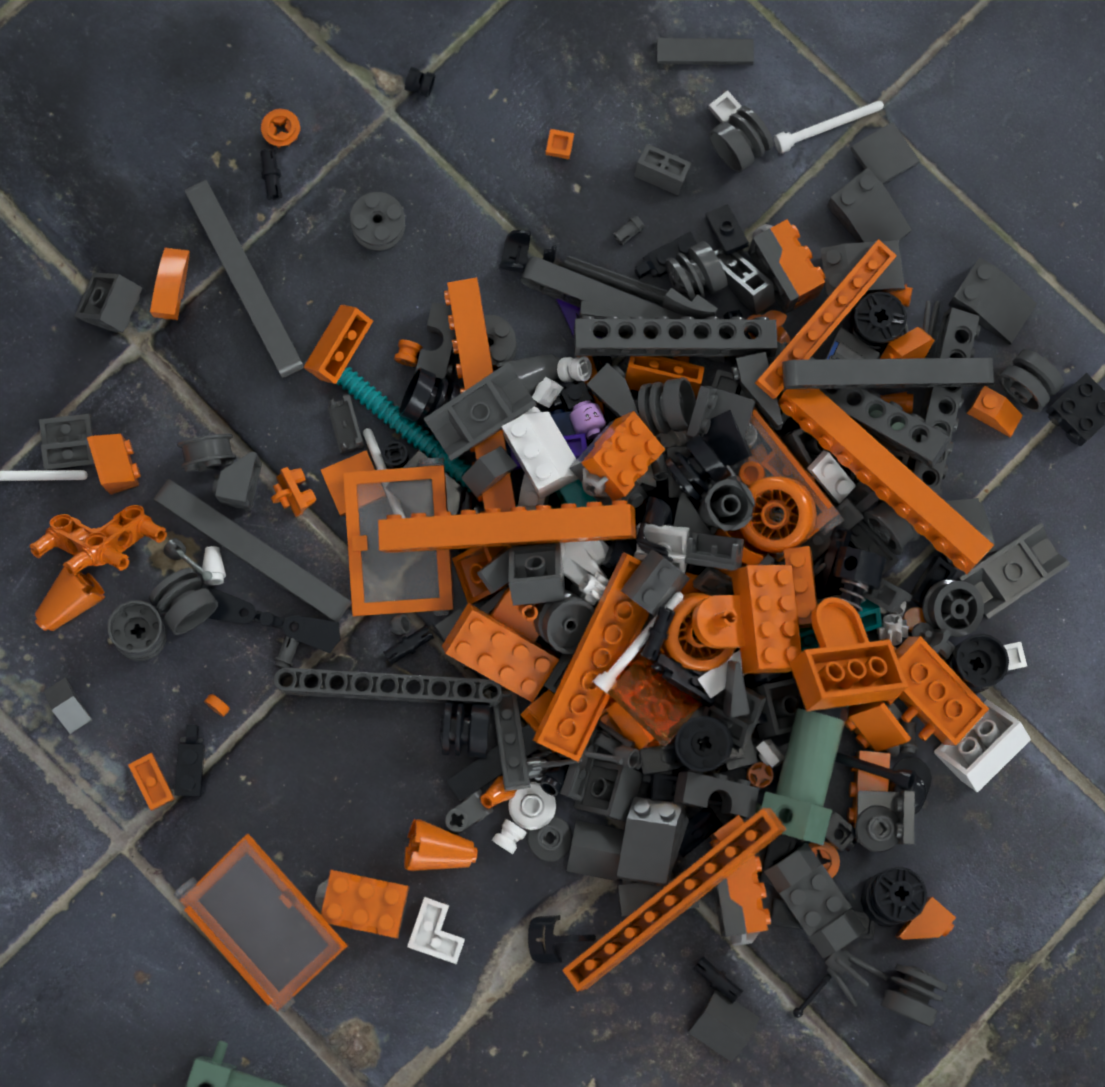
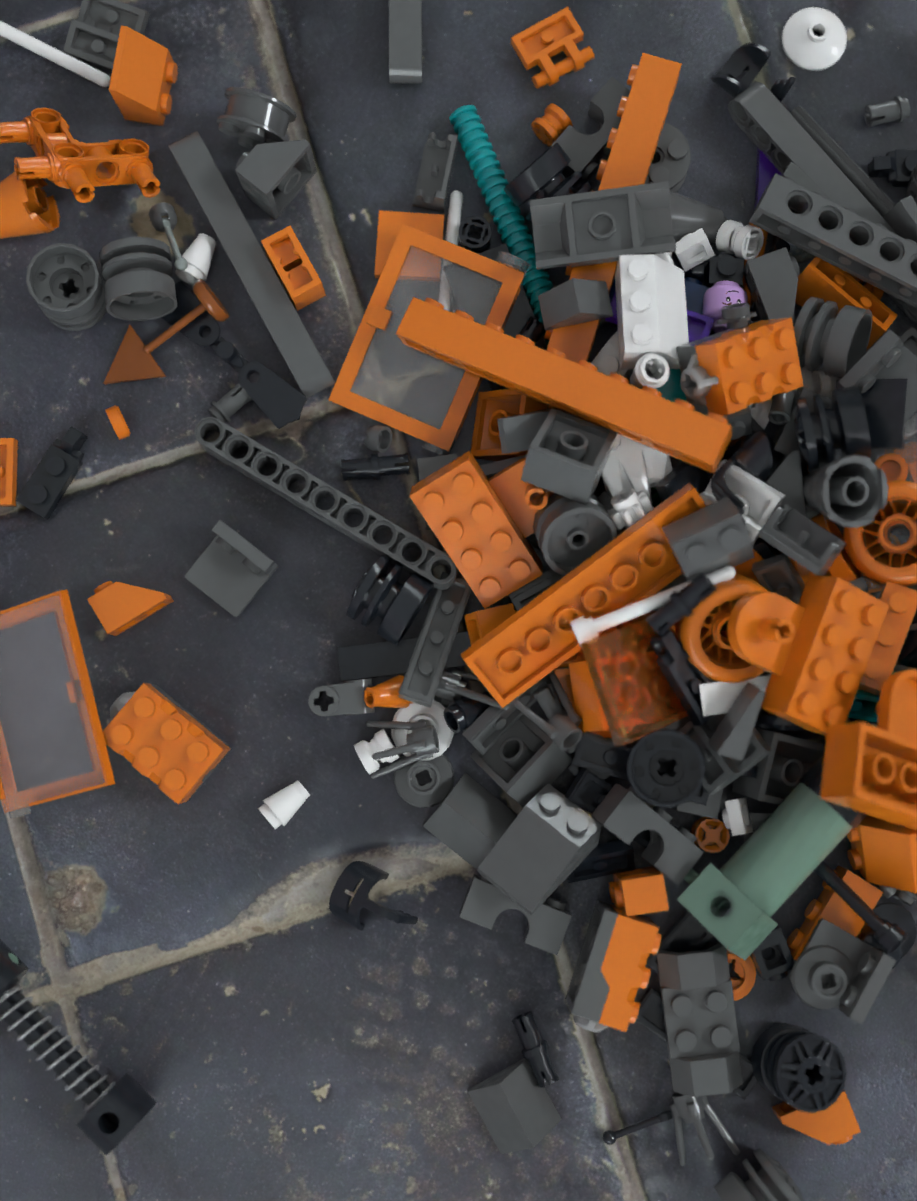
camera: 30 degrees right, 5 degrees up
(204, 655) = (135, 359): none -> dark orange piece
(284, 539) = (293, 268): none -> orange brick
(287, 825) = (125, 605): none -> orange slope
(289, 493) = (329, 215): orange hips -> none
(338, 344) = (475, 71): orange brick -> none
(347, 765) = (231, 570): none -> dark grey bracket
(376, 293) = (547, 39): none -> orange plate
(428, 935) = (222, 819): white plate -> none
(436, 848) = (284, 722): orange cone -> none
(465, 905) = (284, 804): none -> white cone
(536, 814) = (420, 743): none -> dark grey plant
(554, 214) = (809, 50): none -> white dish
(562, 488) = (650, 371): none -> white cone
(597, 425) = (736, 315): none -> dark grey plate
(674, 899) = (537, 935): orange brick -> none

